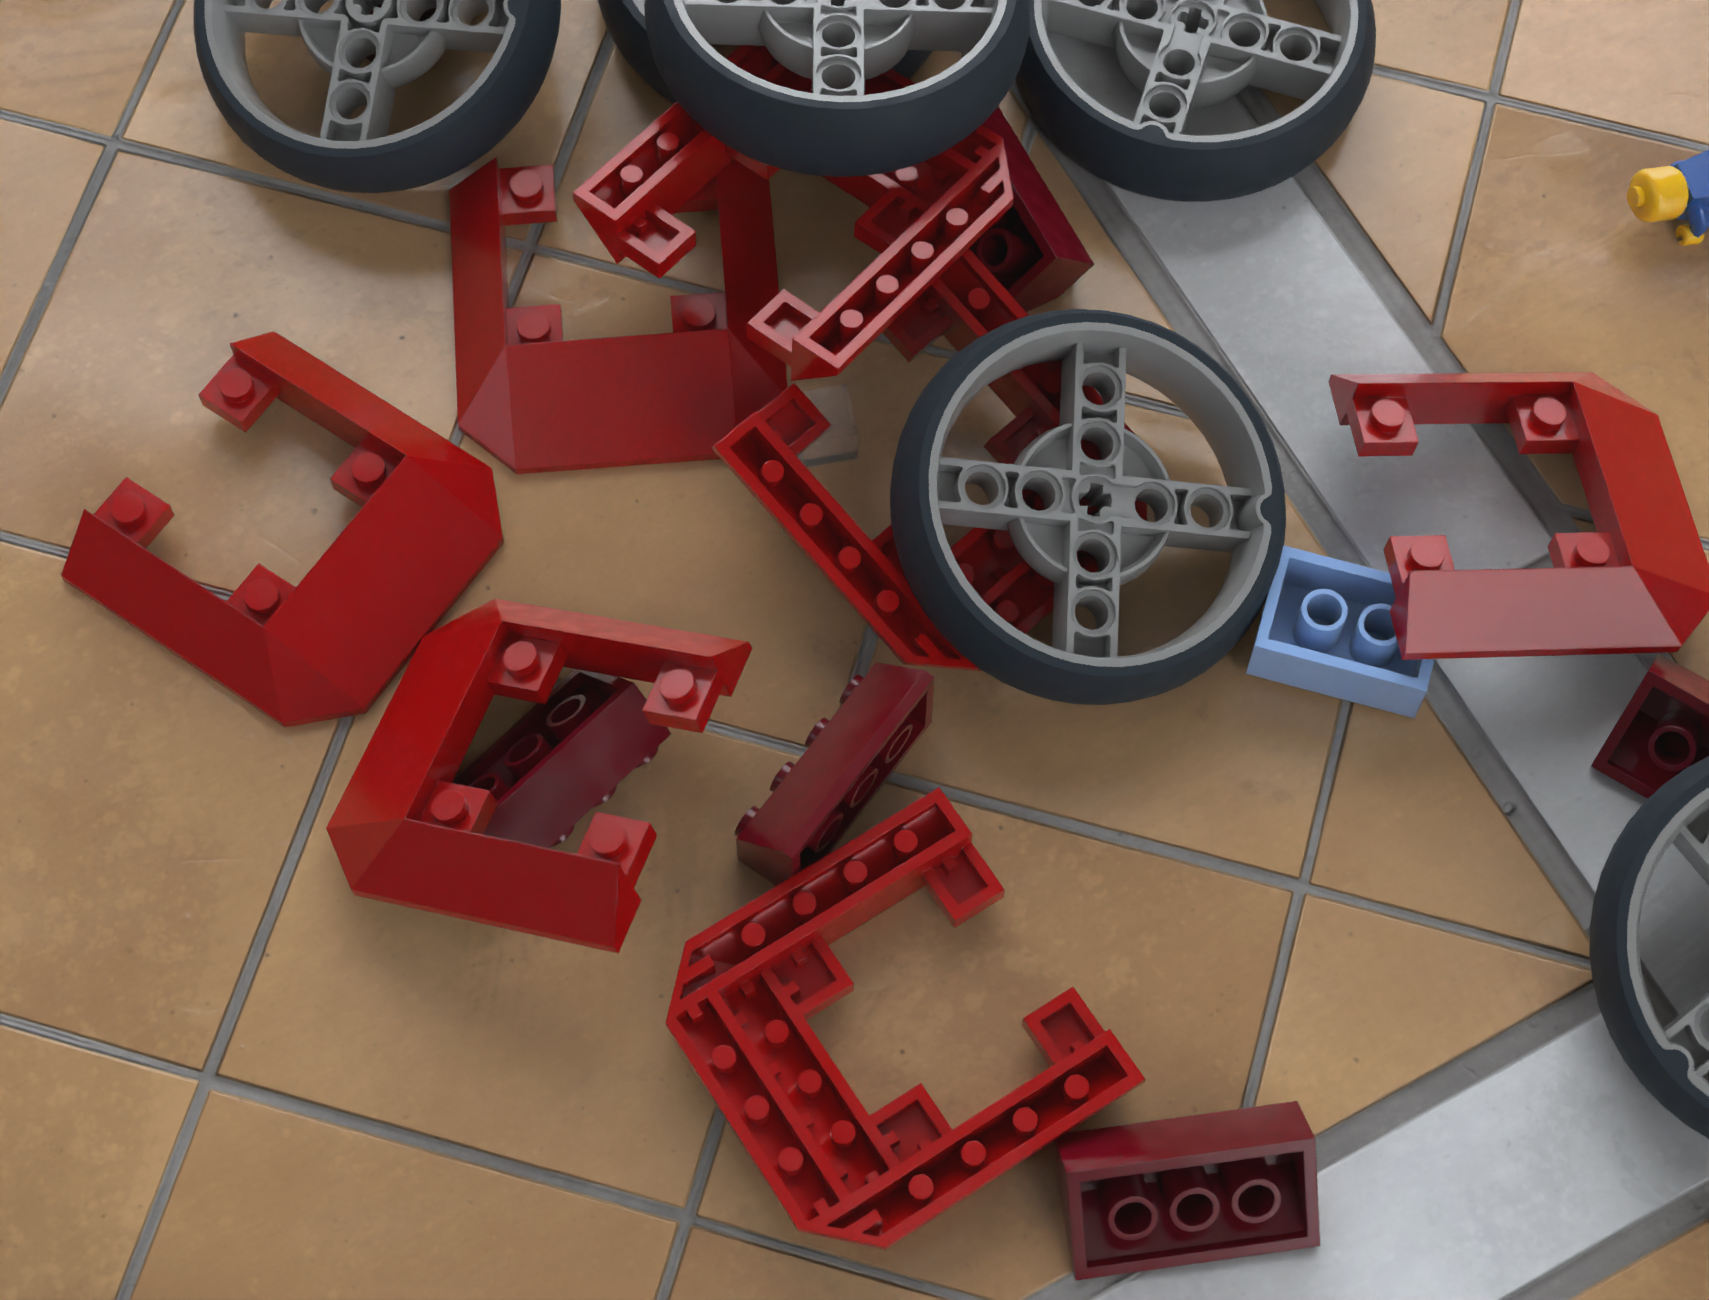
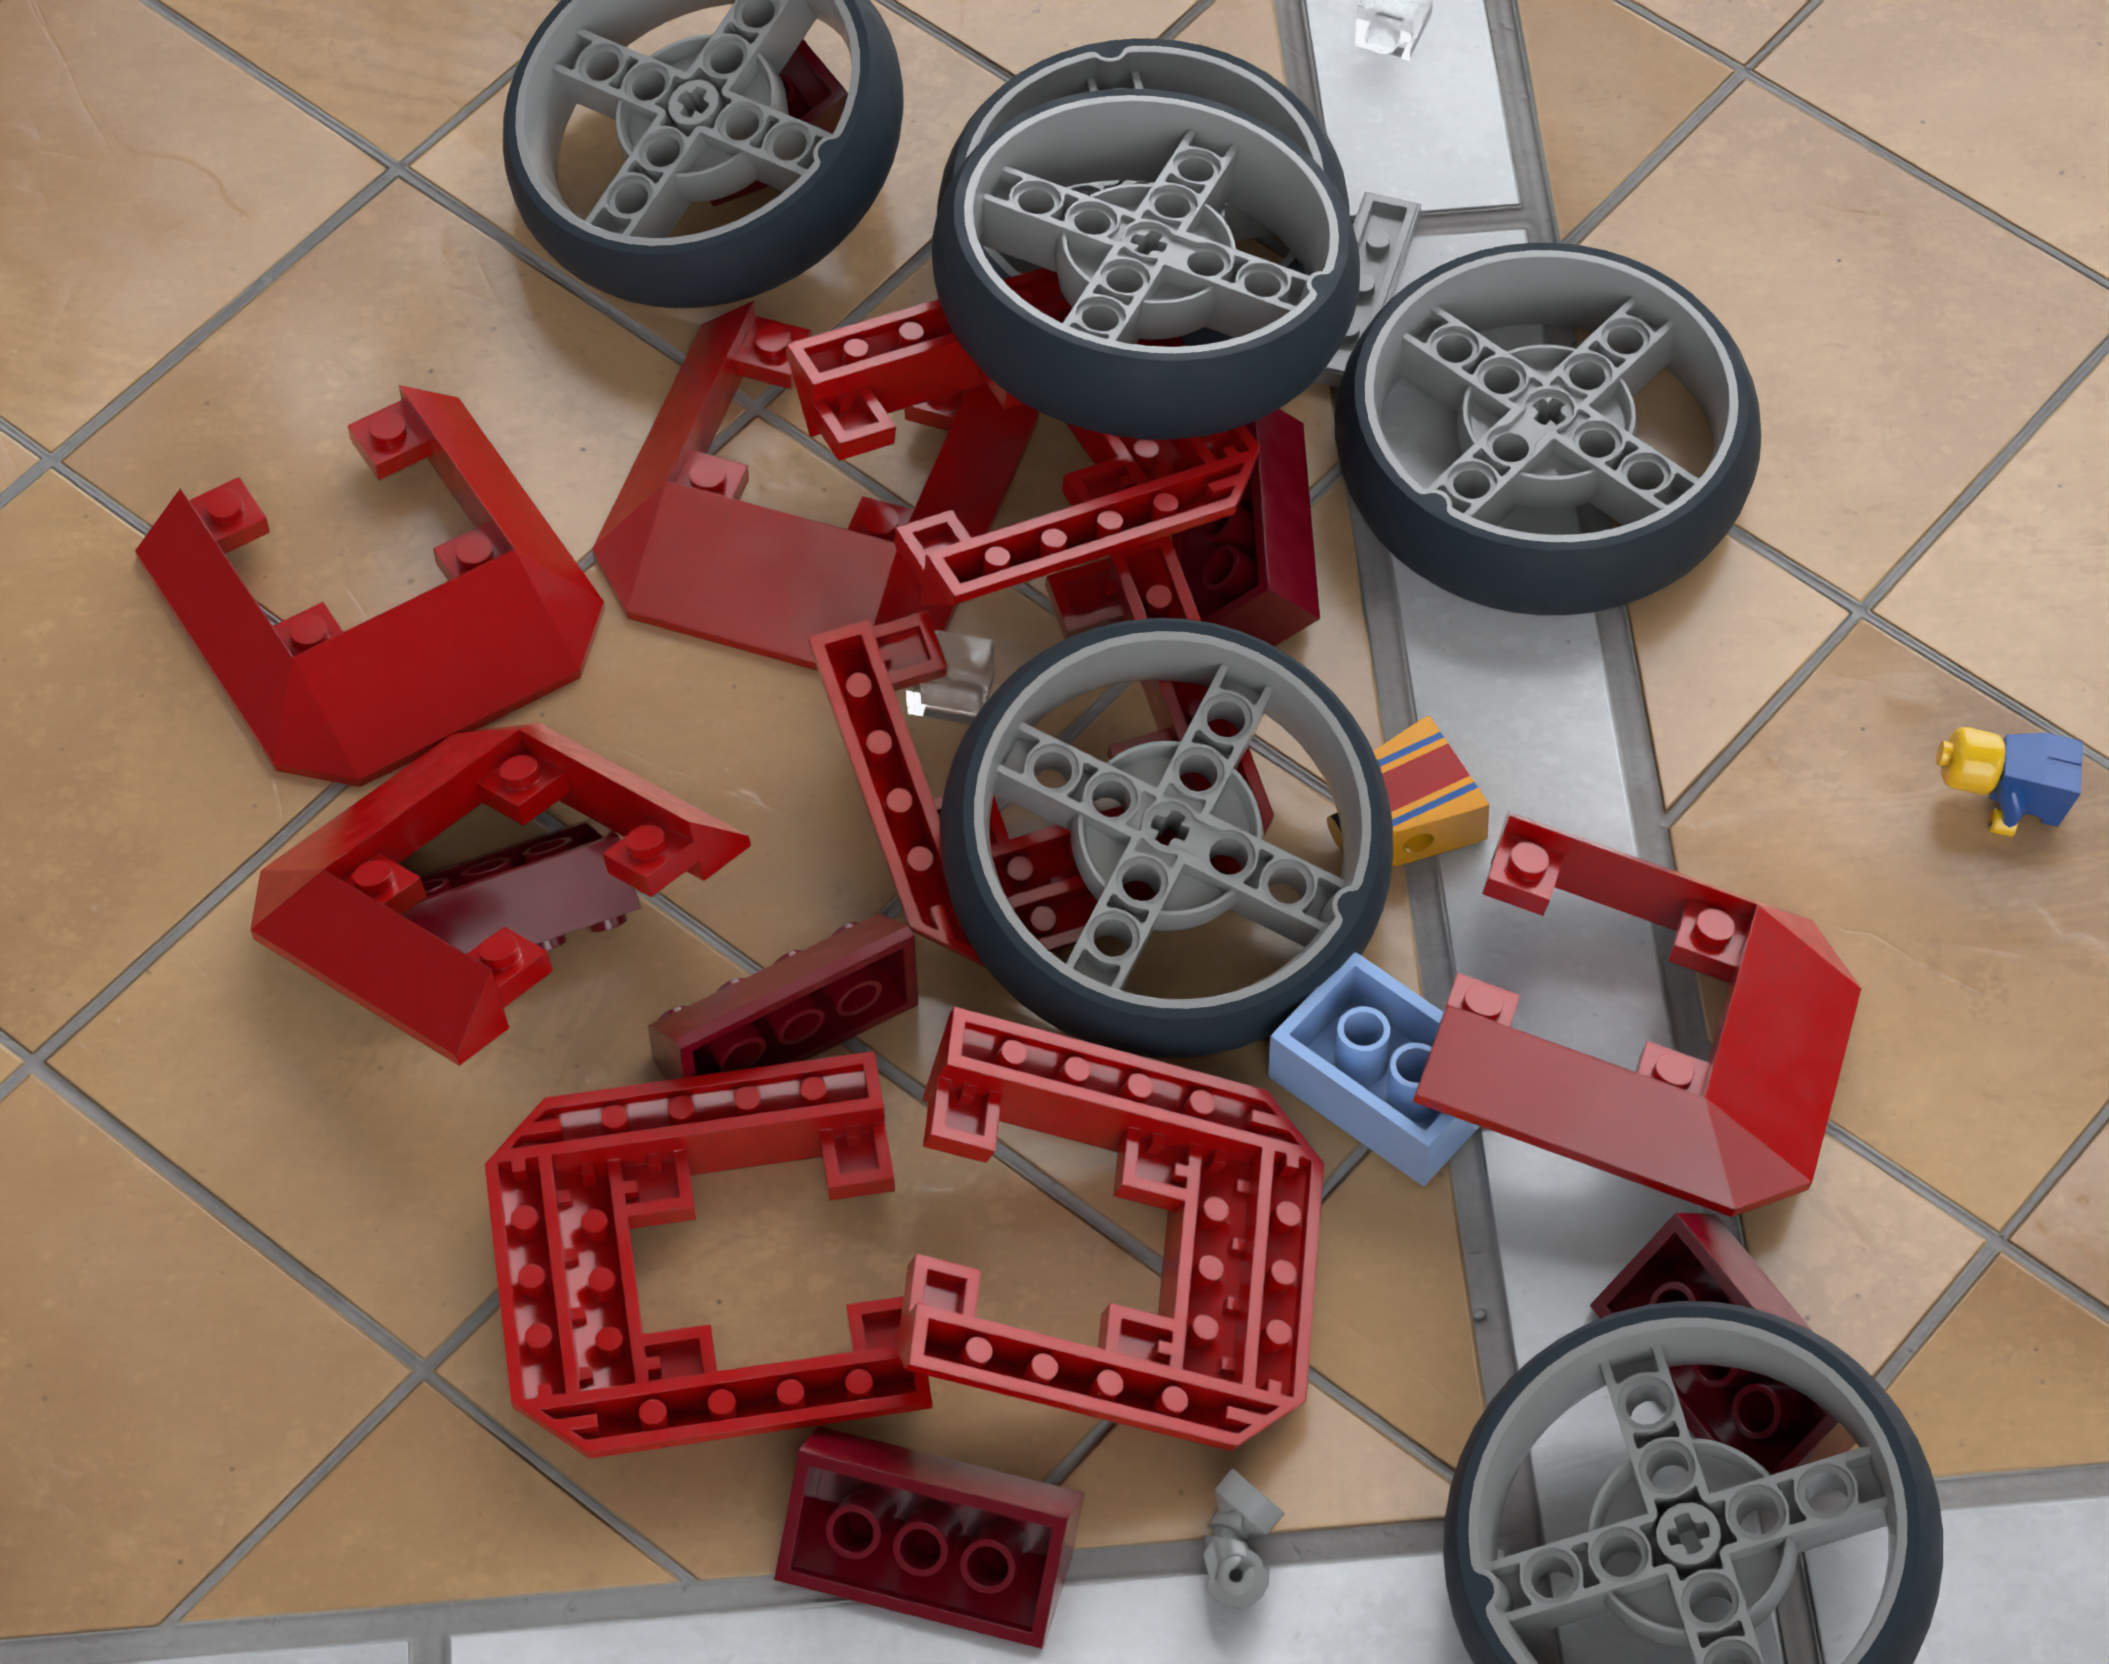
camera: 25 degrees right, 10 degrees down
(1265, 373) = (1429, 795): none -> light orange torso
(1330, 907) = (1237, 1244): none -> red slope
(1442, 1113) = (1234, 1570): none -> light grey arm

